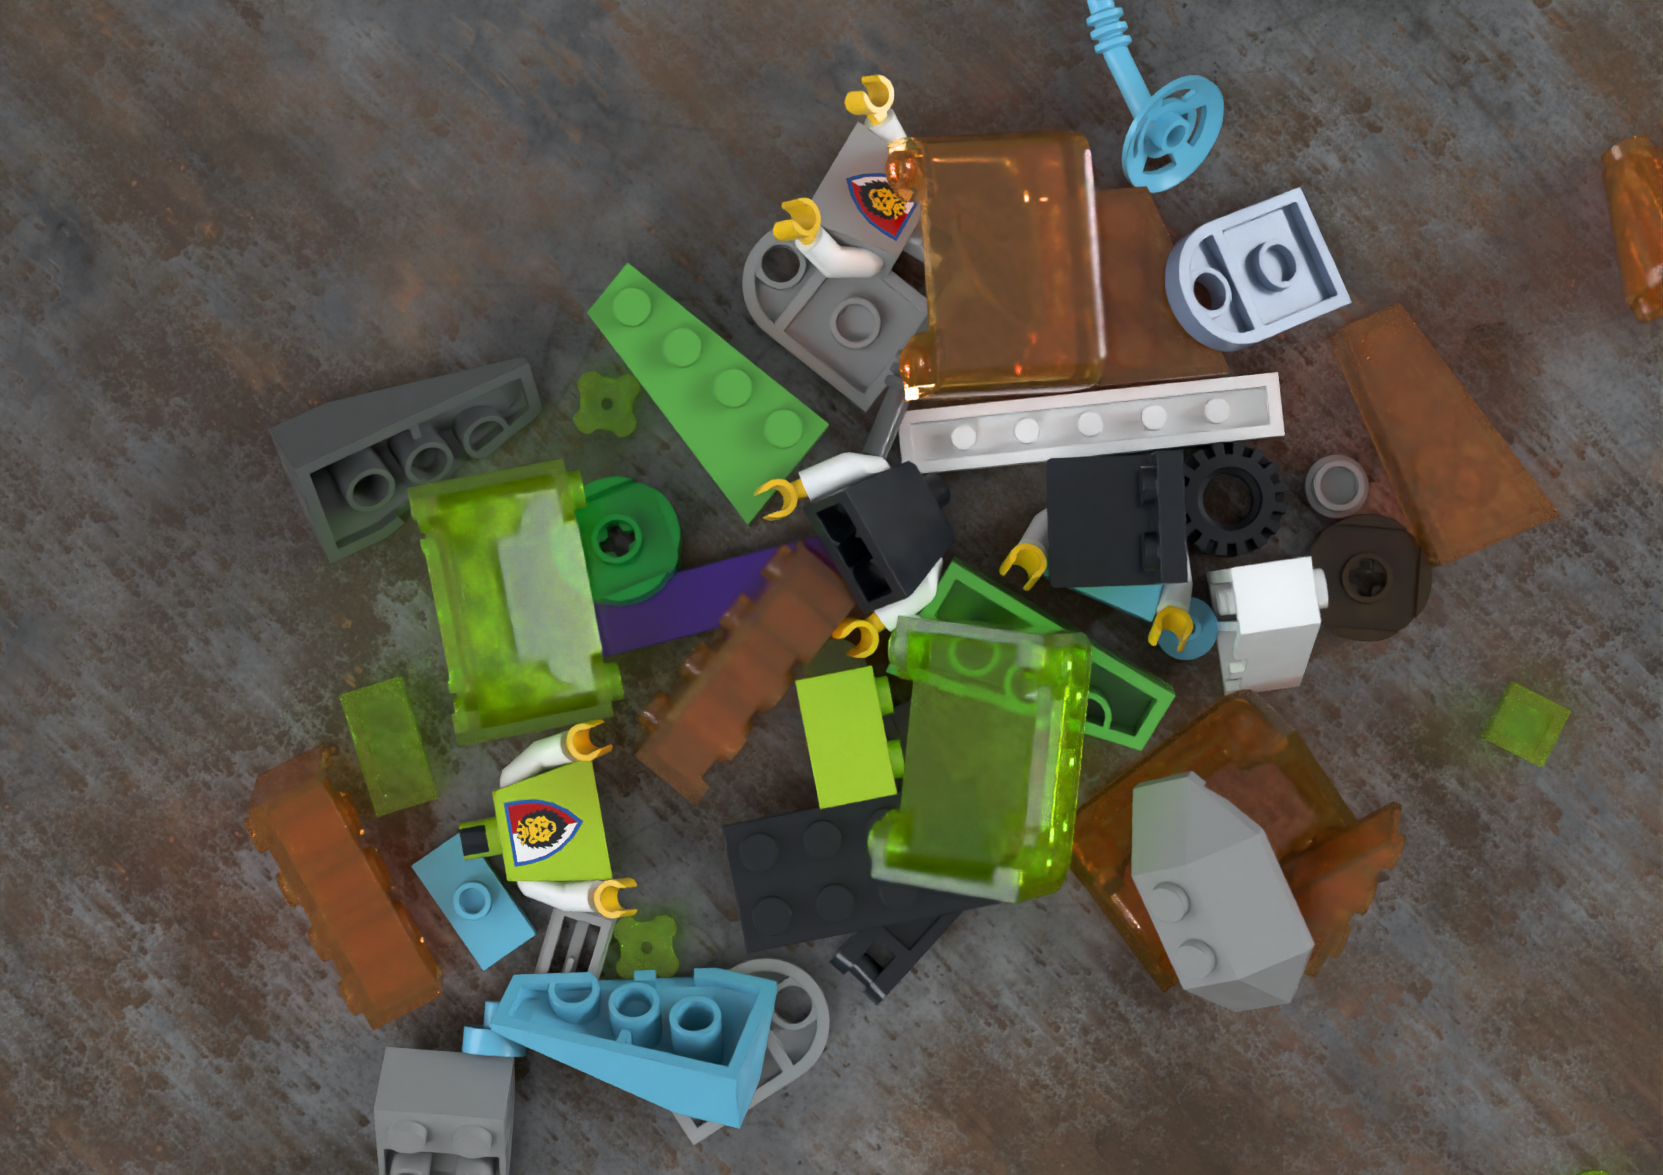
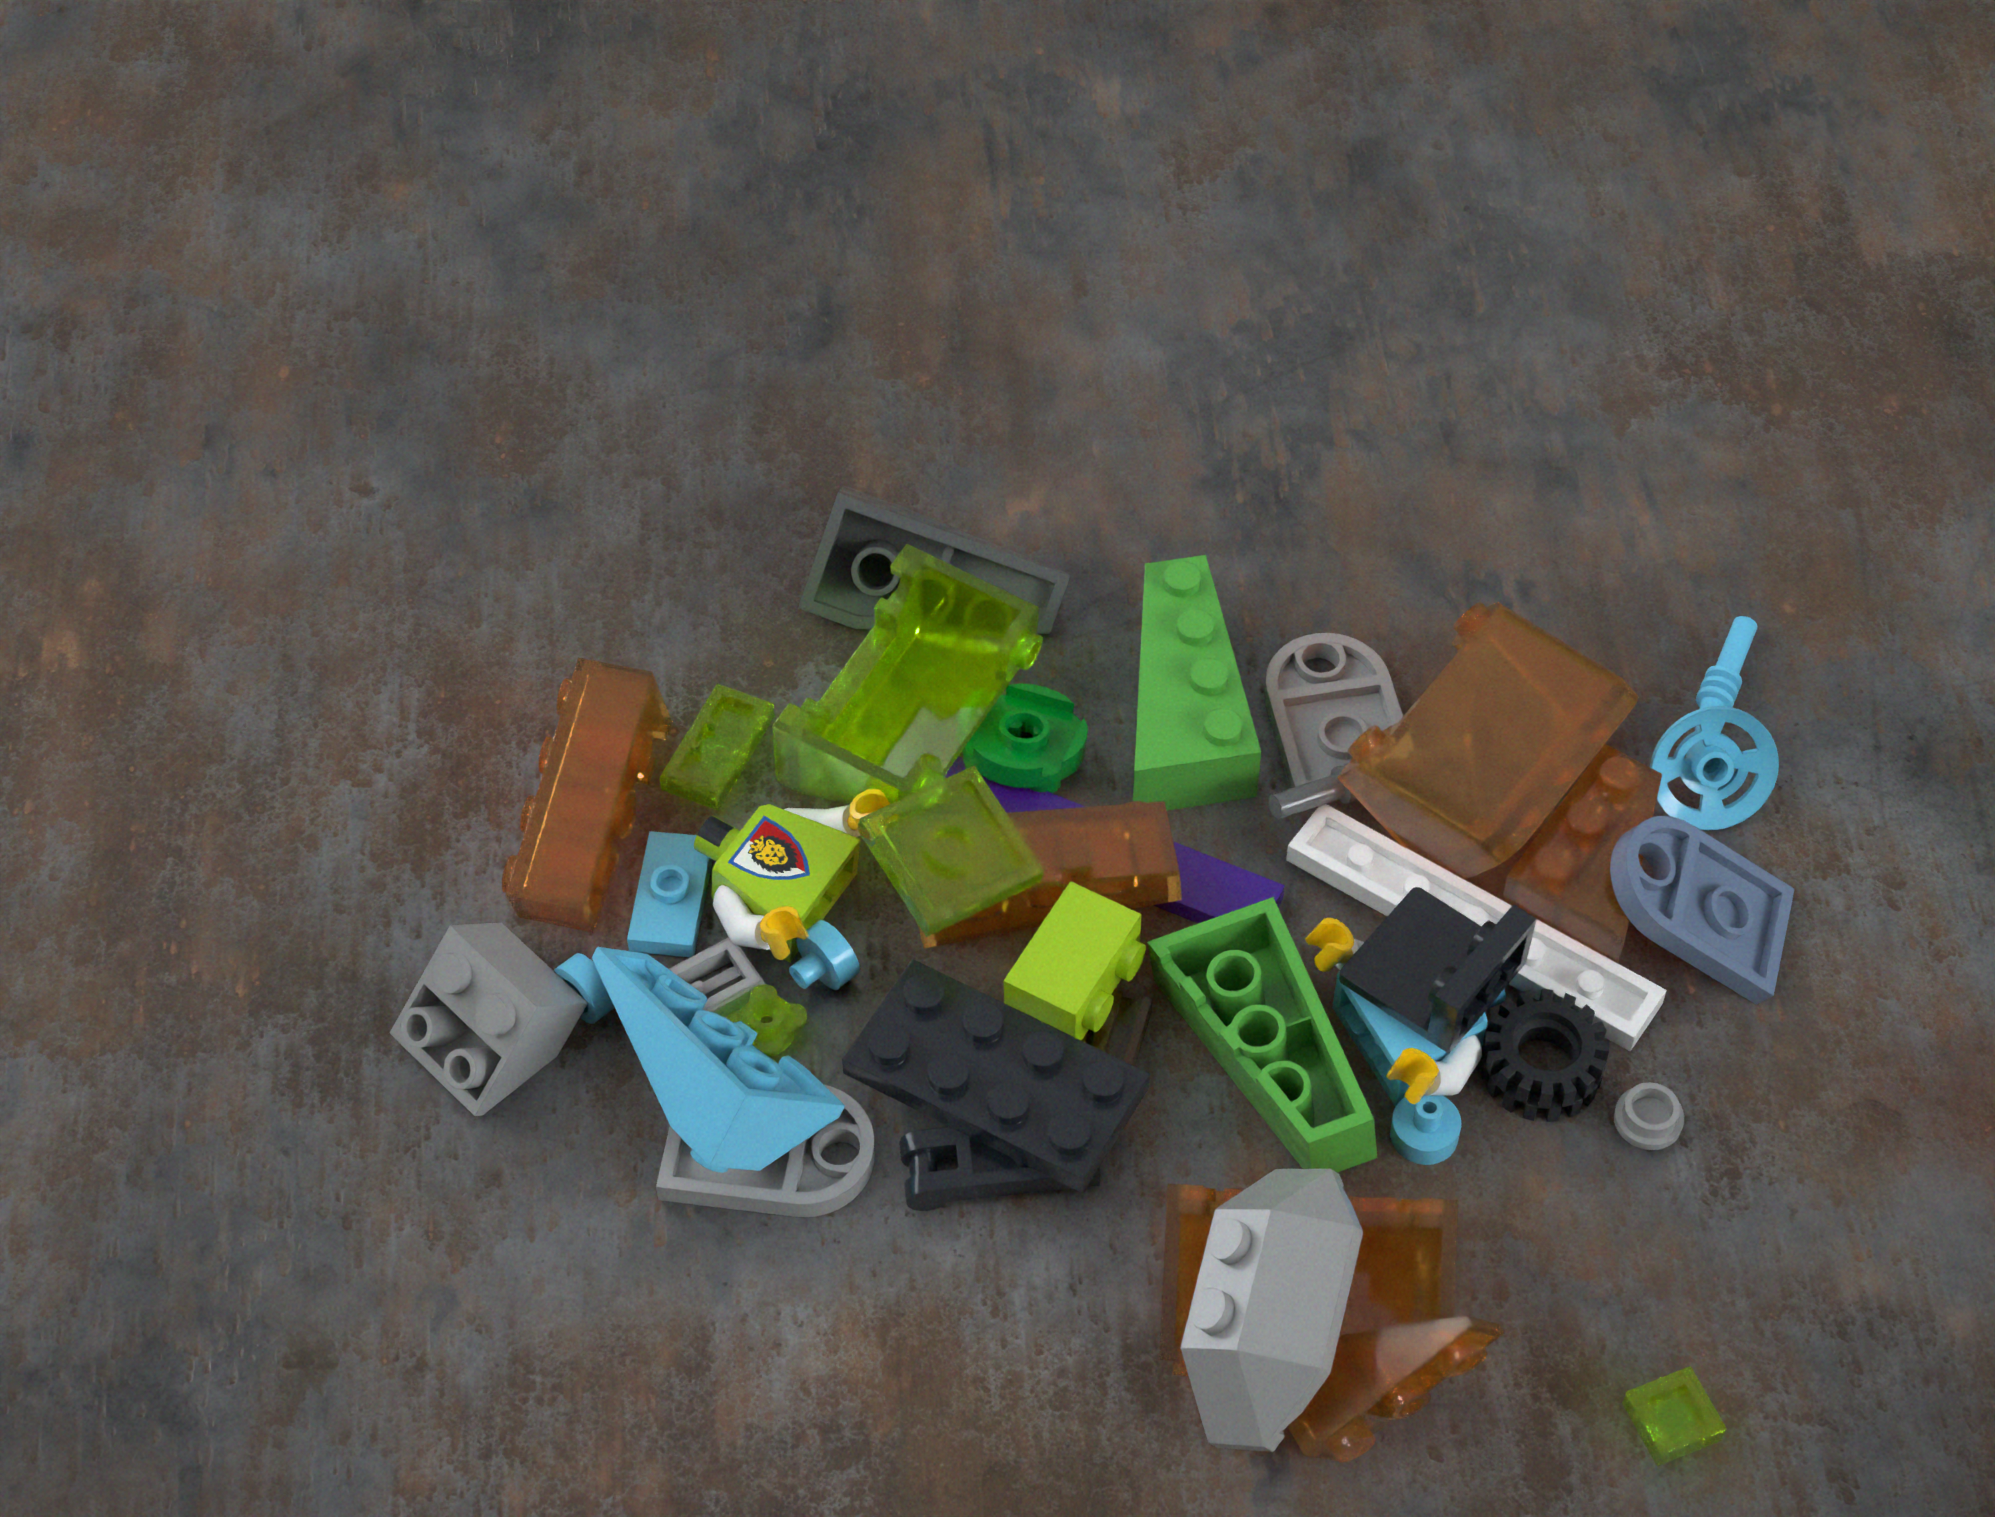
camera: 40 degrees right, 35 degrees down
(594, 390) = (1102, 642): clear neon green plate -> none
(644, 864) = (824, 957): none -> medium azure tile
(697, 748) = (950, 850): none -> clear neon green tile
(854, 217) = (1406, 642): torso -> none
(879, 531) = (1232, 839): black torso -> none
(986, 758) = (1189, 1034): clear neon green windscreen -> none
(1266, 622) = (1507, 1121): white wedge -> none
(1391, 552) = (1613, 1235): dark brown plate -> none
(1435, 443) = (1766, 1150): clear orange wedge -> none

